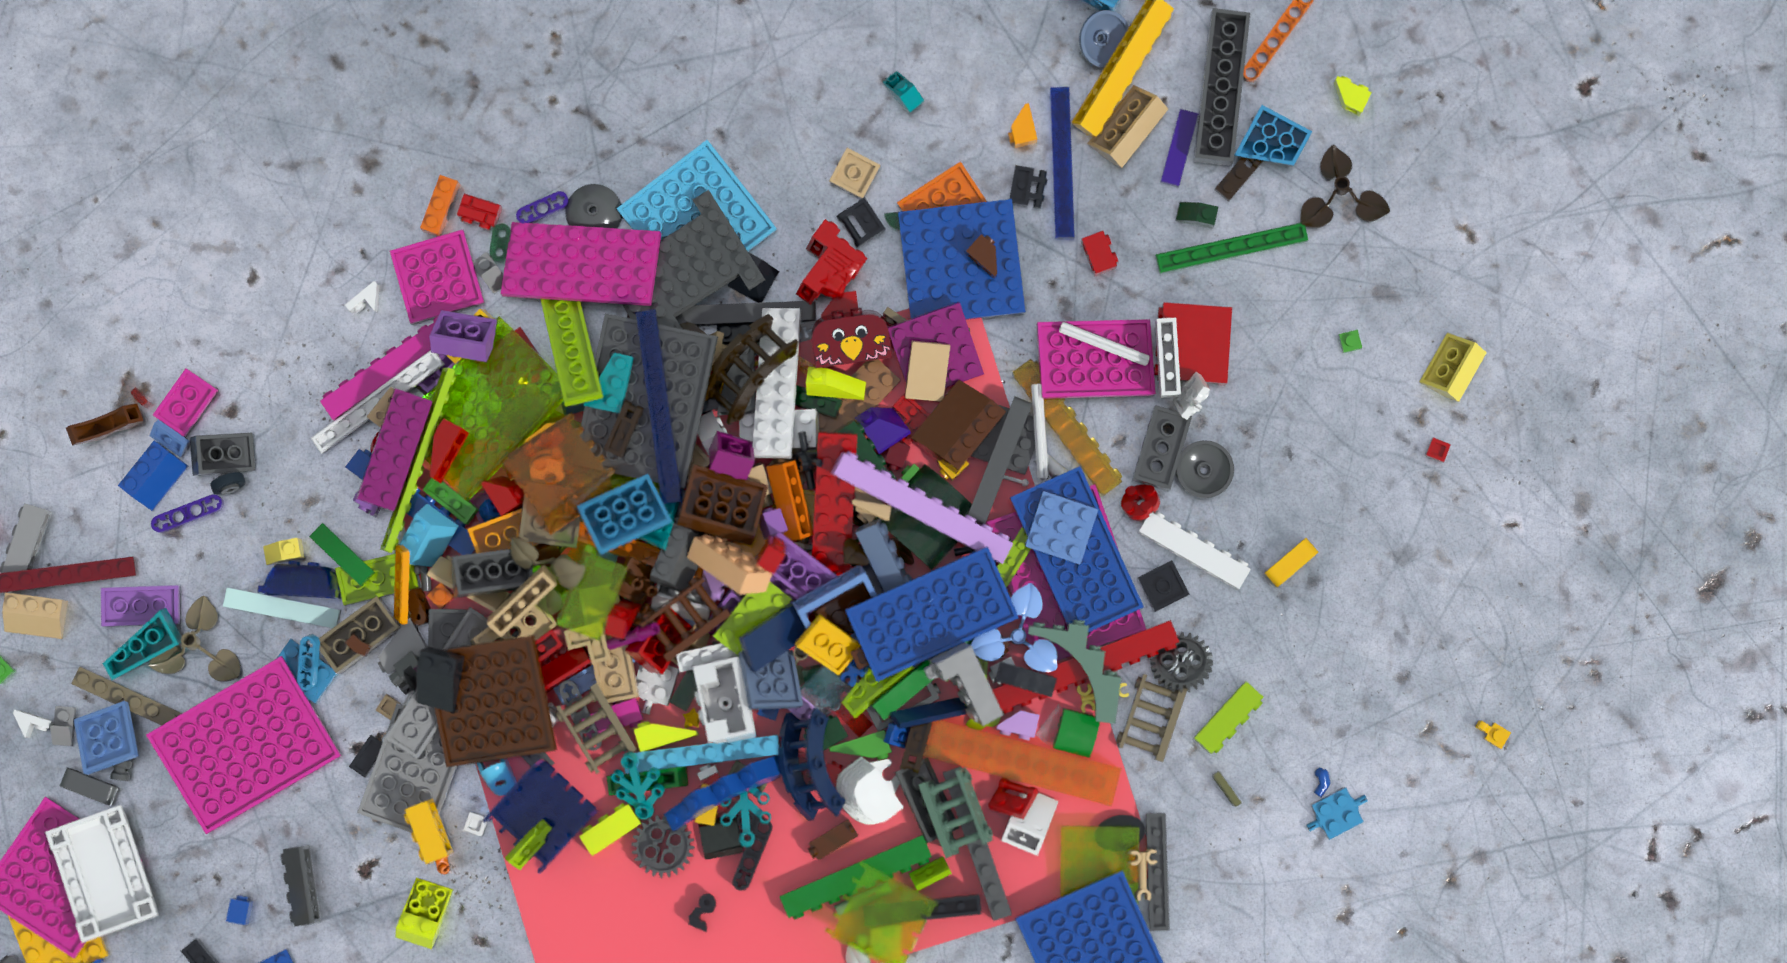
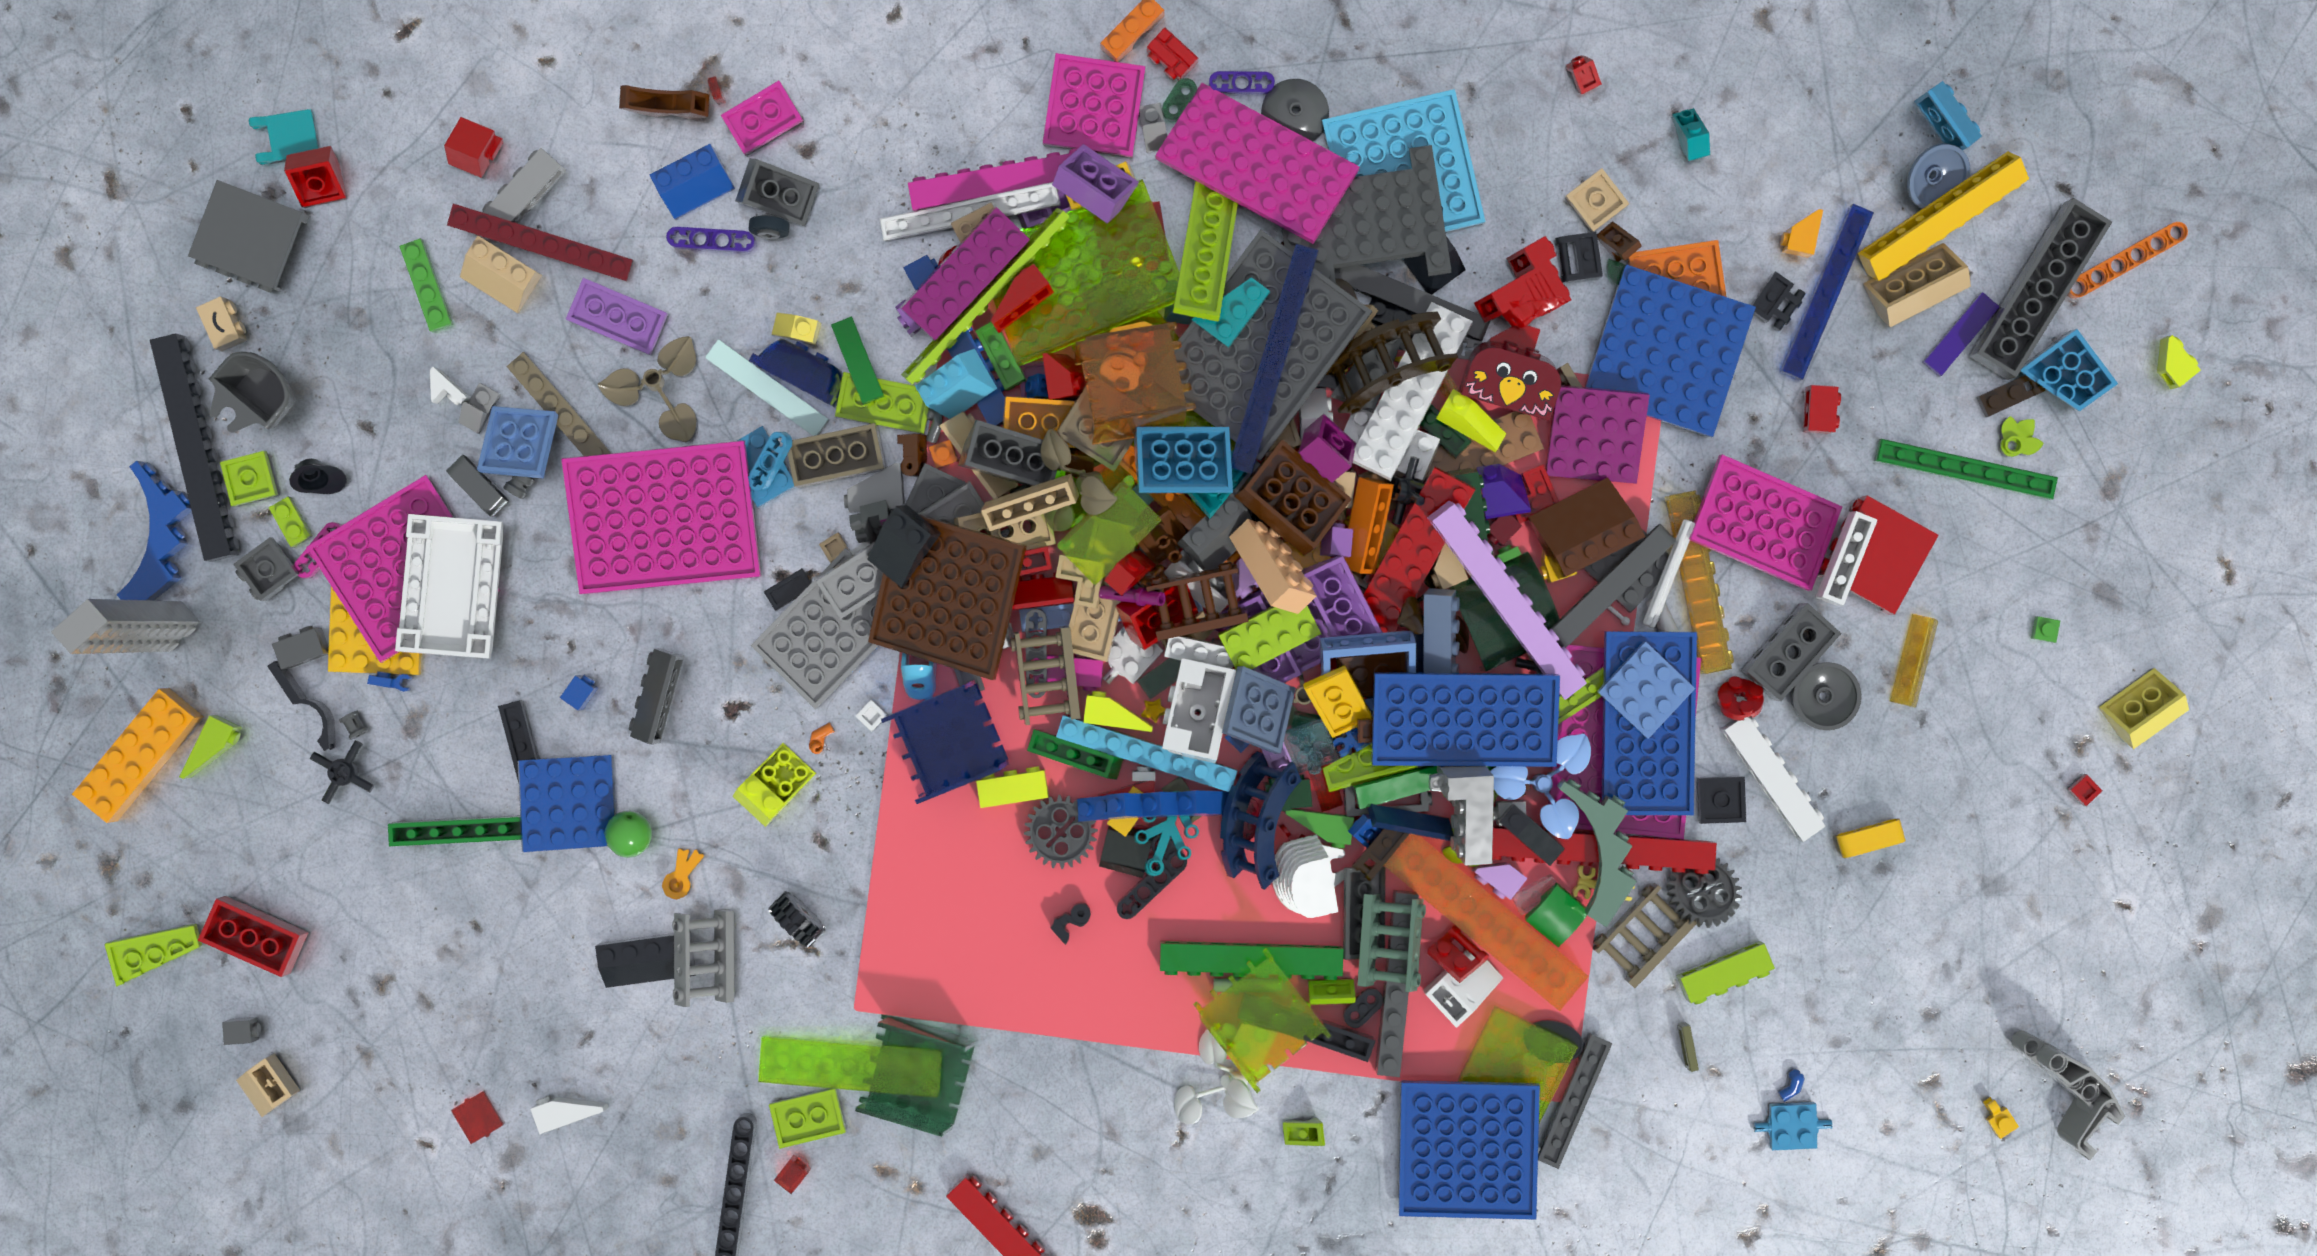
camera: 25 degrees right, 5 degrees up
(150, 641) = (609, 360): teal wedge -> none
(169, 438) = (727, 149): medium blue plate -> none
(358, 646) = (831, 468): reddish brown piece -> none
(369, 295) = (1012, 91): white slope -> none
(401, 584) = (907, 423): light orange tile -> none
(428, 831) = (817, 702): yellow brick -> none
(529, 845) = (918, 765): lime hinge -> none
(623, 429) = (1223, 365): dark brown plate -> none
(636, 786) = (1059, 782): teal plant -> none
(771, 554) = (1324, 577): red brick -> none
(772, 637) = (1282, 666): dark blue tile -> none
(800, 83) = (1584, 73): none -> red bracket
(832, 840) = (1244, 908): reddish brown brick -> none
(879, 510) = (1458, 580): tan slope -> none
(885, 197) = (1618, 242): none -> reddish brown slope
(927, 371) = (1578, 452): tan tile -> none
(962, 875) = (1365, 1009): none -> black plate
(984, 254) = (1699, 355): reddish brown slope -> none
(1104, 343) = (1783, 511): white axle -> none
(1141, 859) = (1564, 1082): tan bar -> none
(1191, 395) = (1858, 609): white plate -> none
(1197, 214) = (1947, 416): dark green slope -> none
(1261, 411) = (1914, 660): none -> clear yellow slope
(1262, 203) = (2021, 436): none -> lime plate
(1339, 165) = (2123, 432): dark brown plant -> none
(1556, 688) = (2092, 1095): none -> light grey piece

